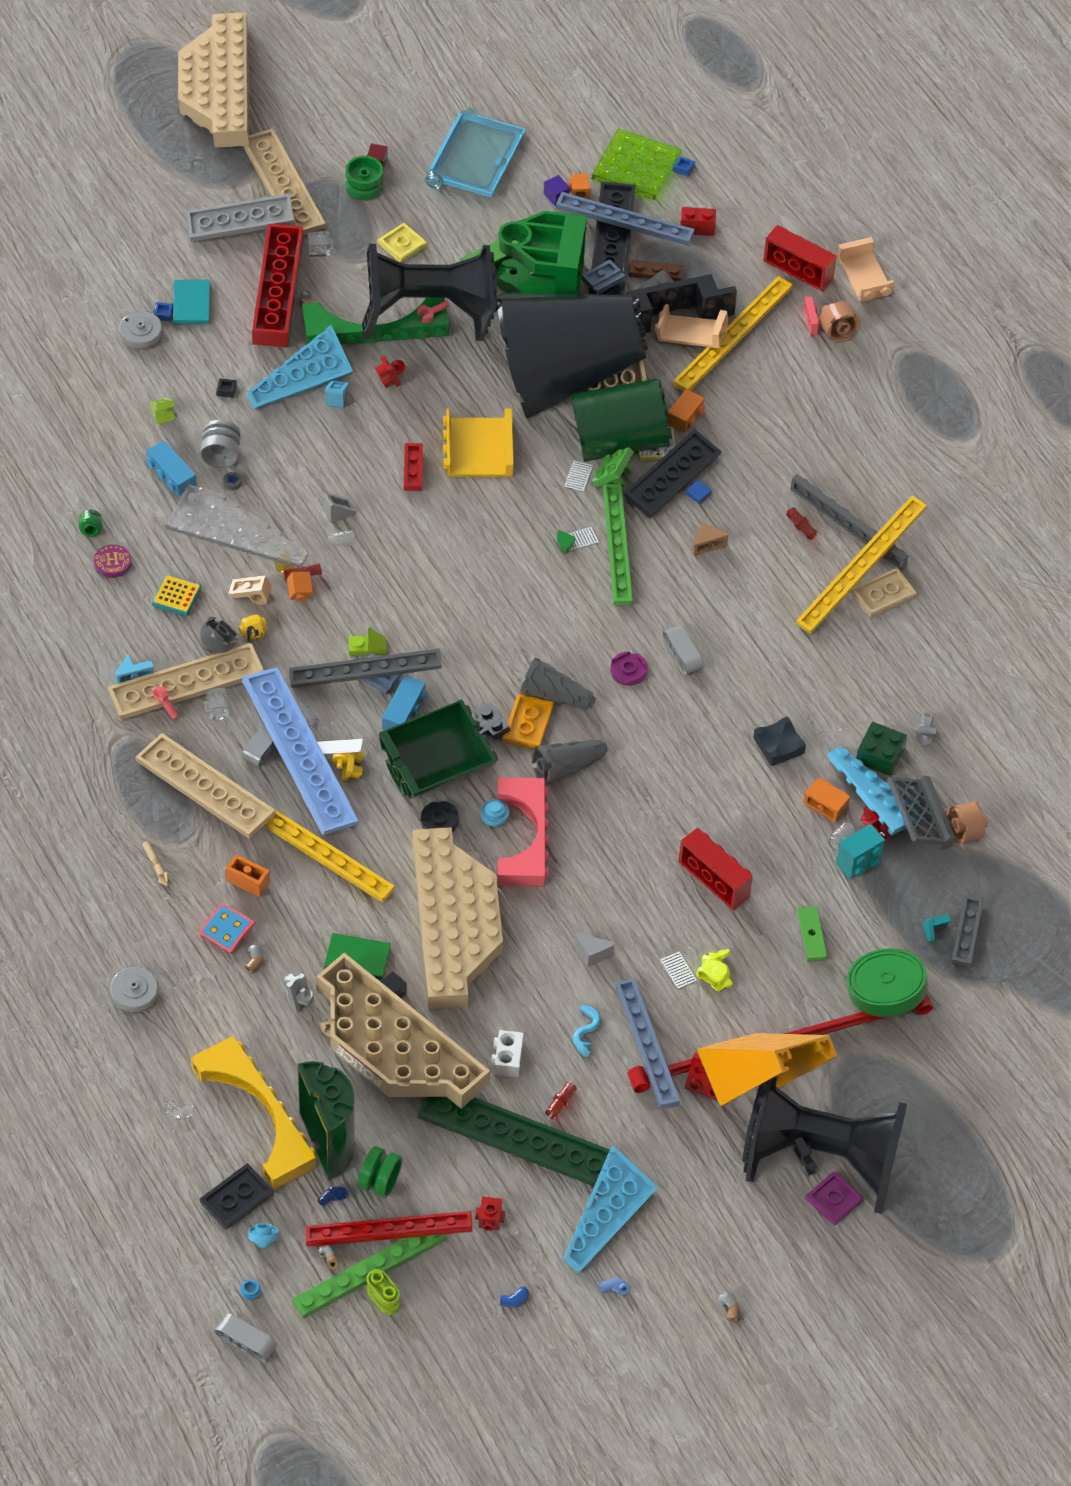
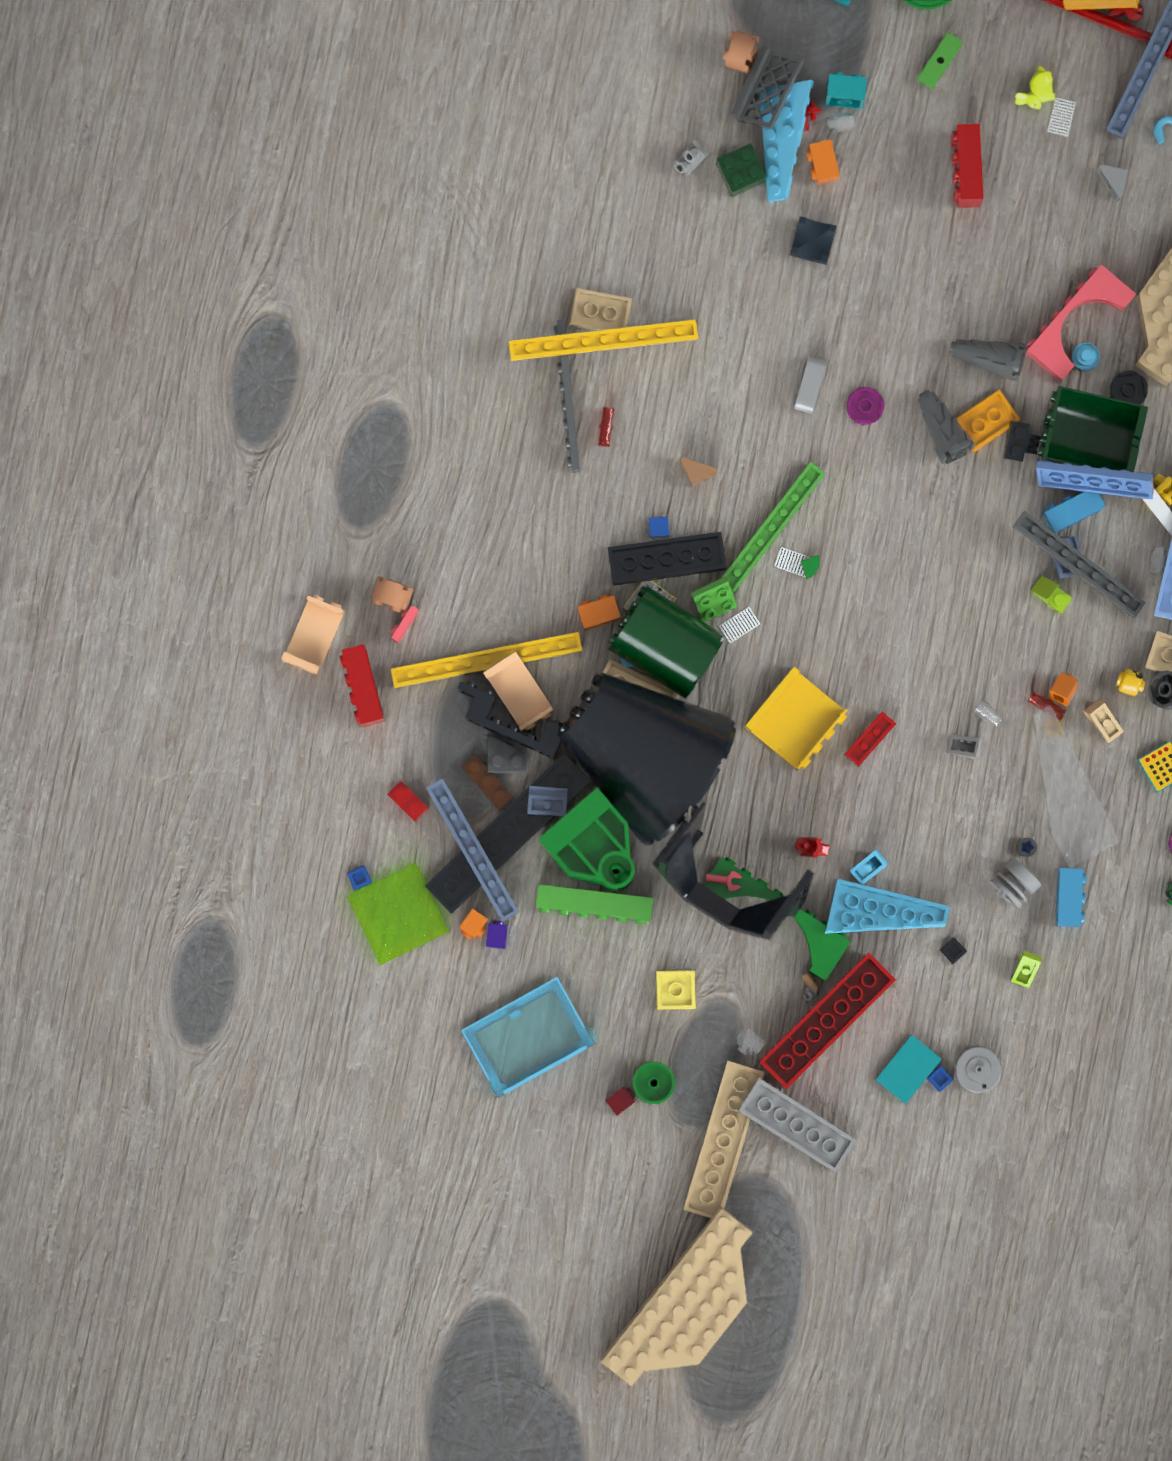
camera: 135 degrees left, 30 degrees up
(378, 723) = (1095, 480): none -> medium blue plate

